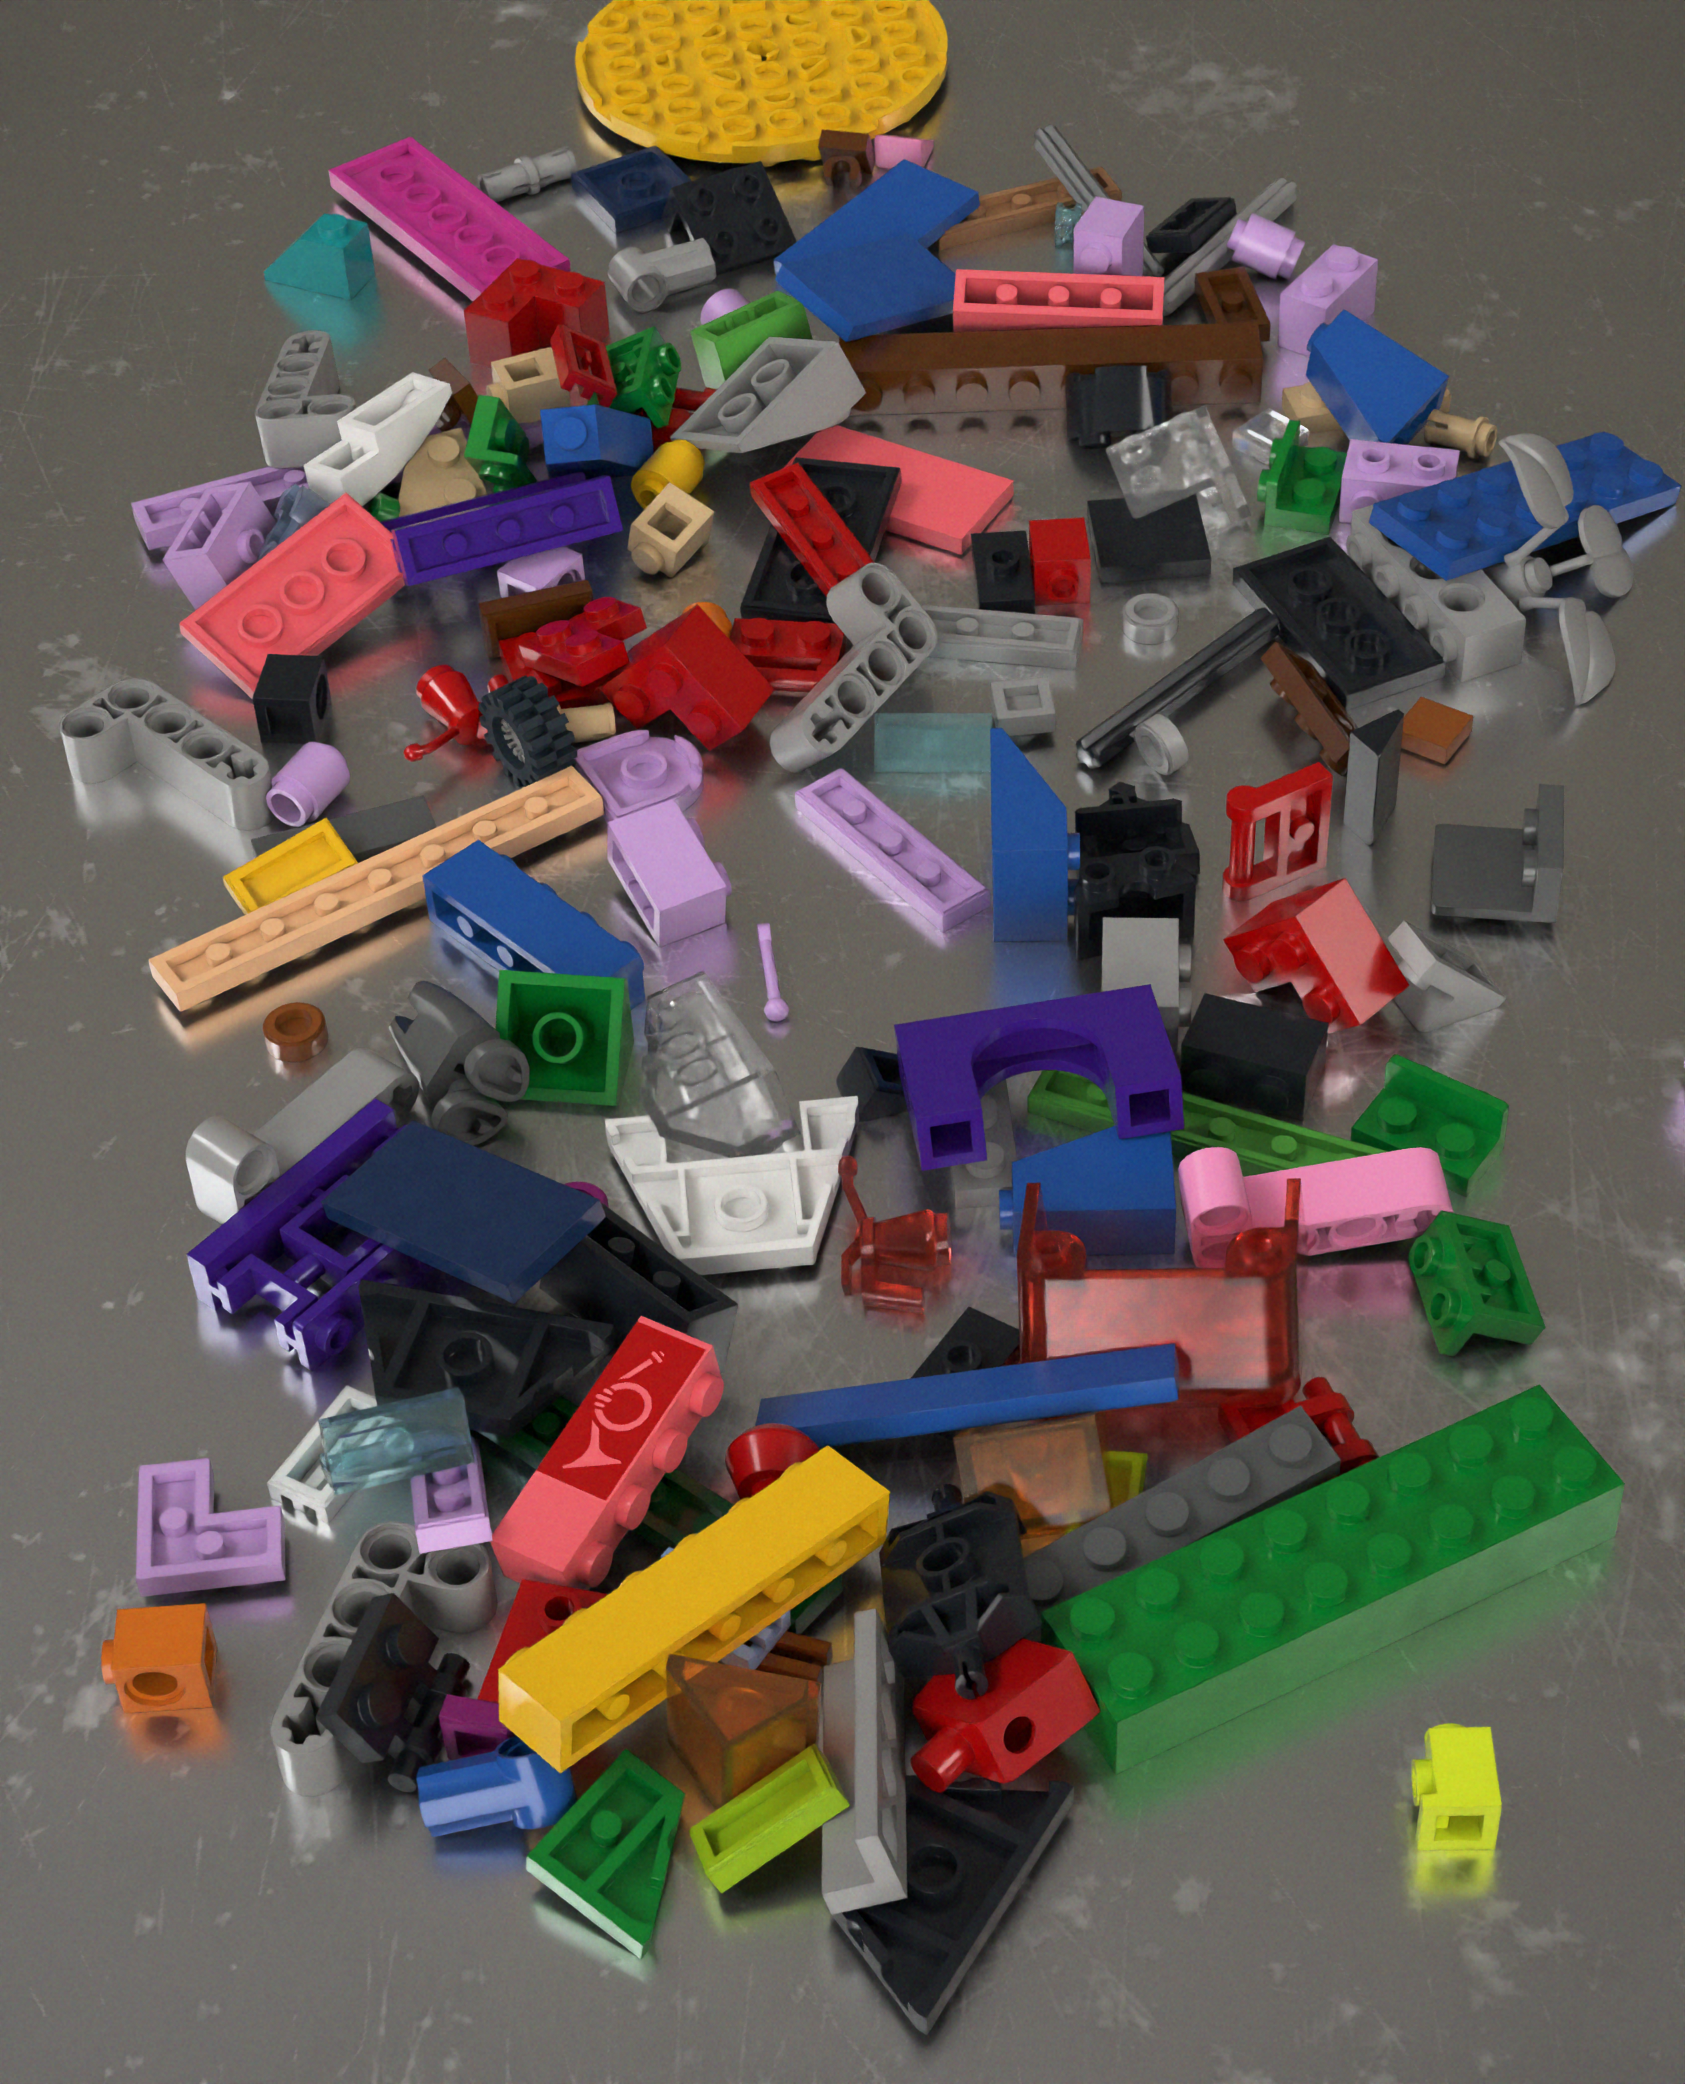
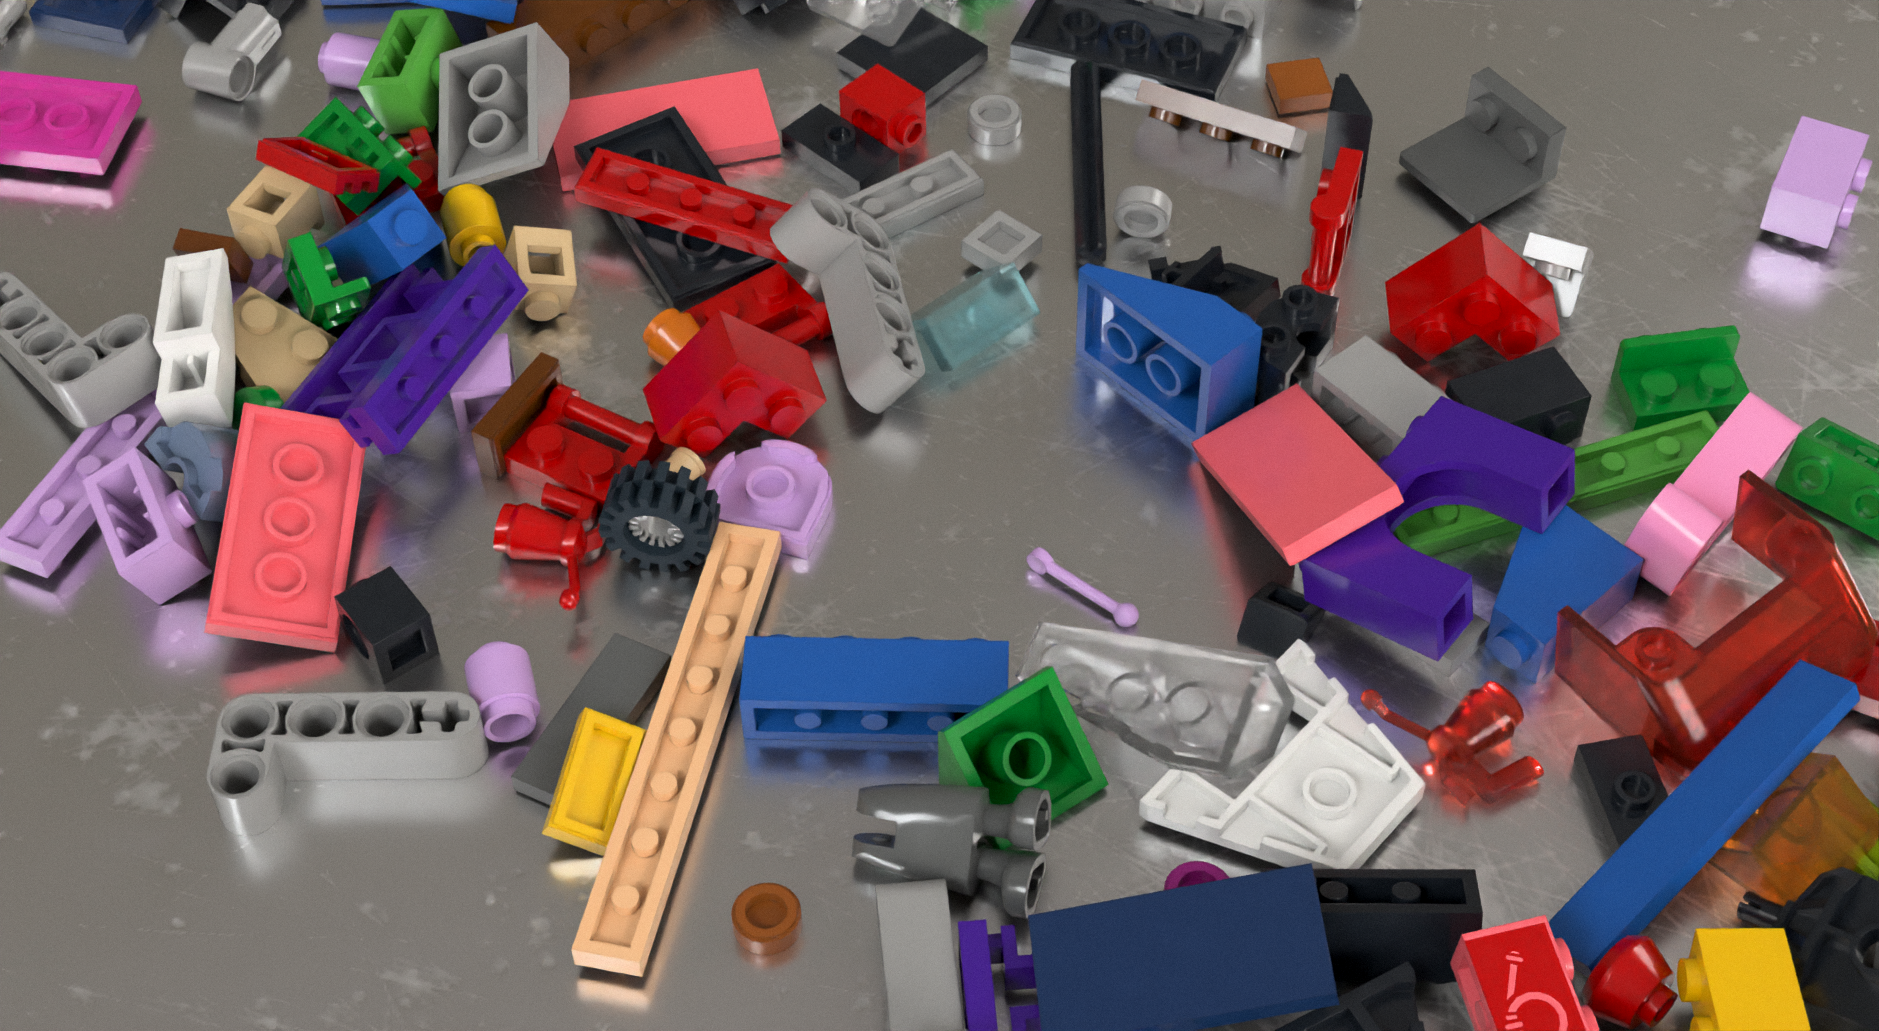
camera: 45 degrees left, 5 degrees up
(526, 307) = (166, 144): red brick -> none
(585, 644) = (607, 414): red plate -> none
(668, 872) = (920, 559): lavender brick -> none
(893, 850) = (1041, 424): lavender tile -> none
(983, 976) = (1296, 474): none -> coral tile

